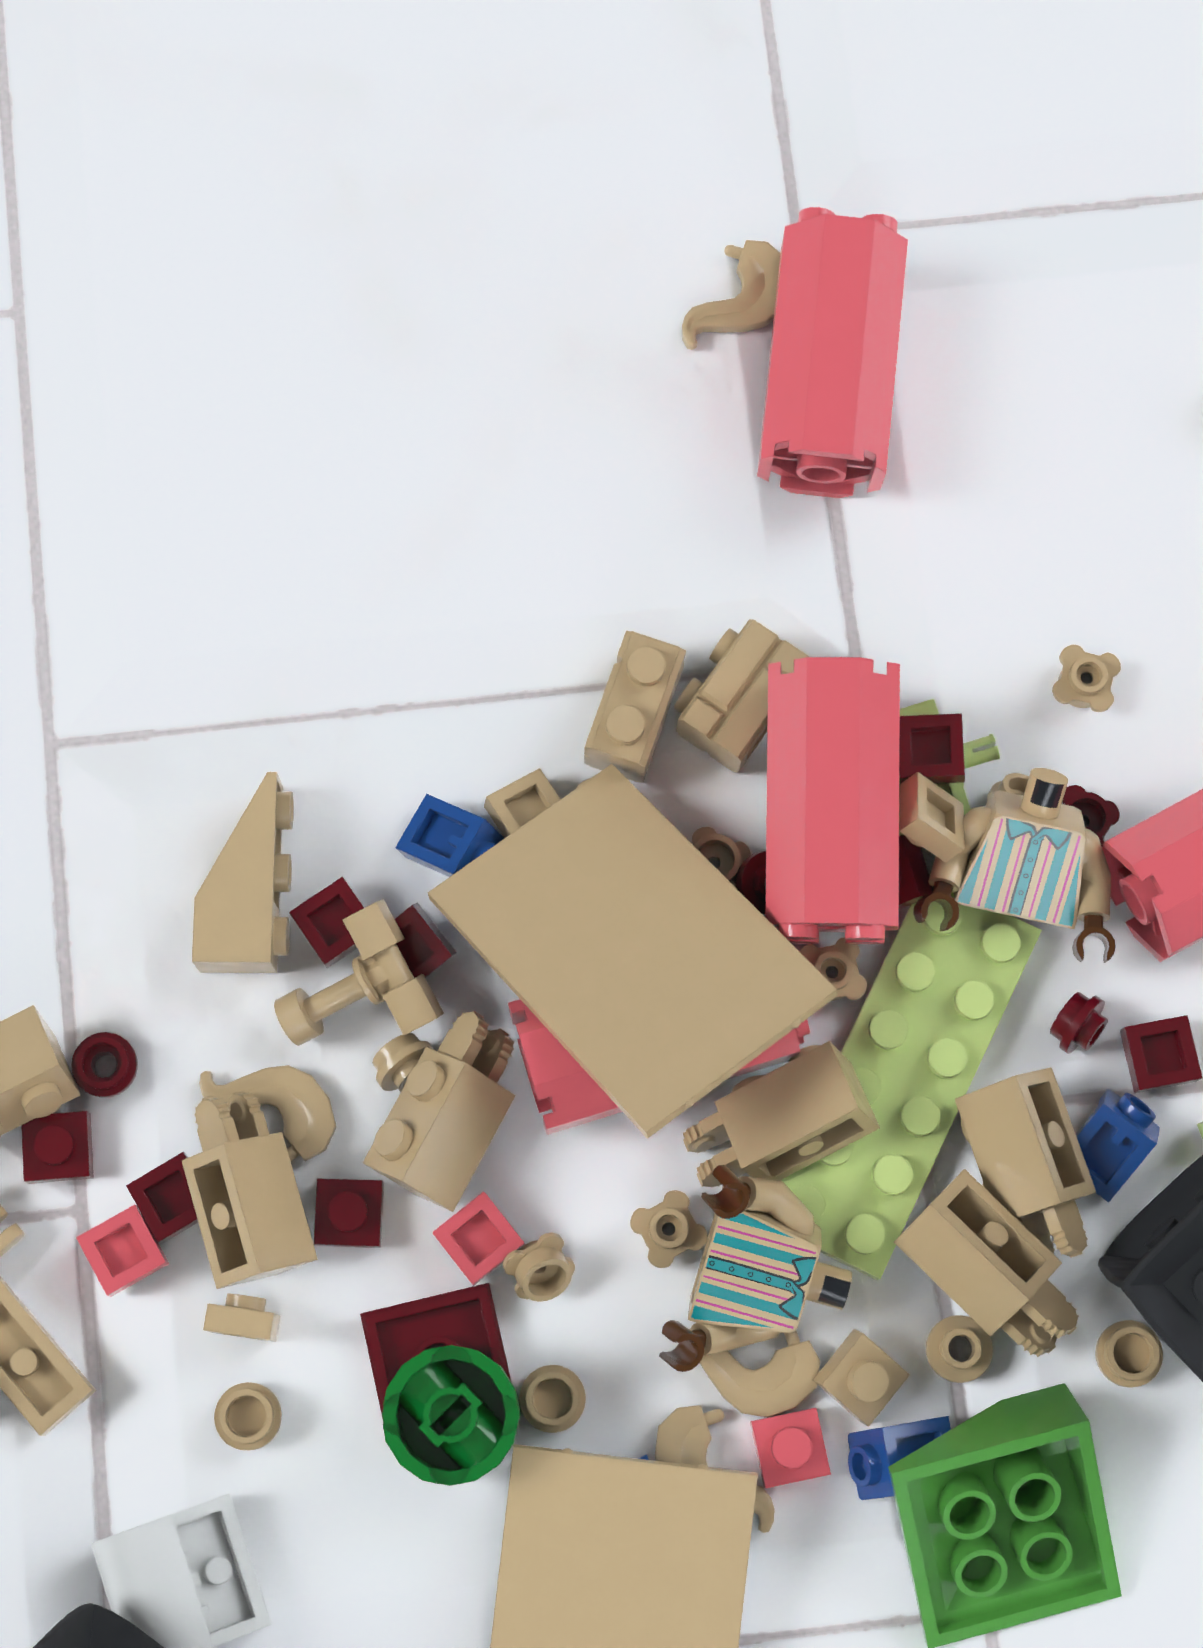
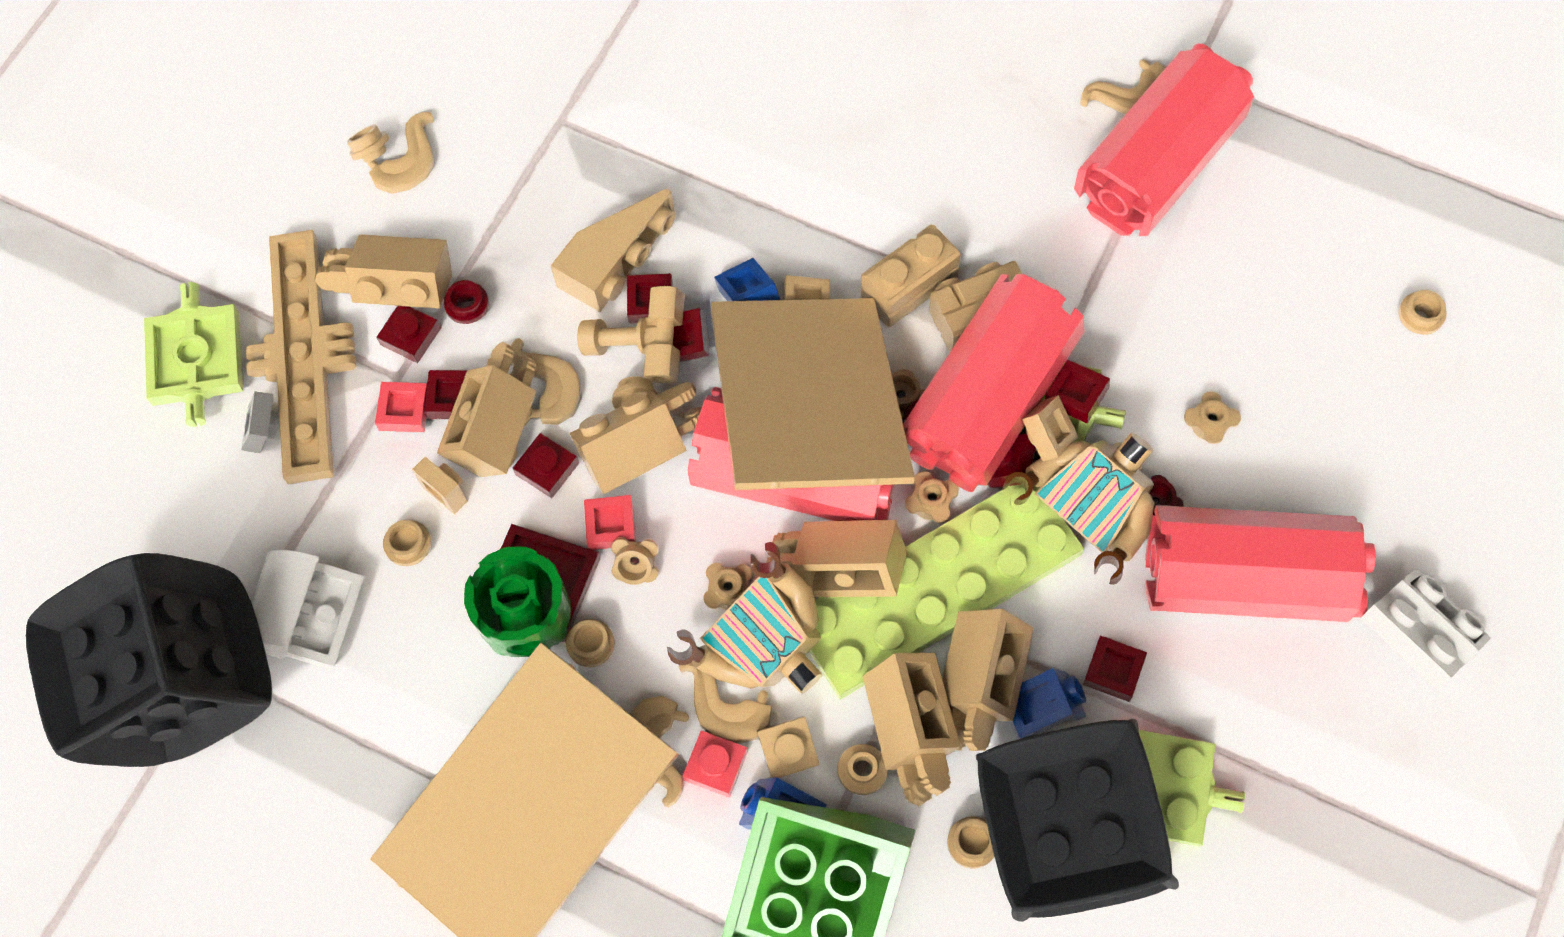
camera: 40 degrees right, 10 degrees down
(1079, 1023) = (1072, 617): dark red plate -> none

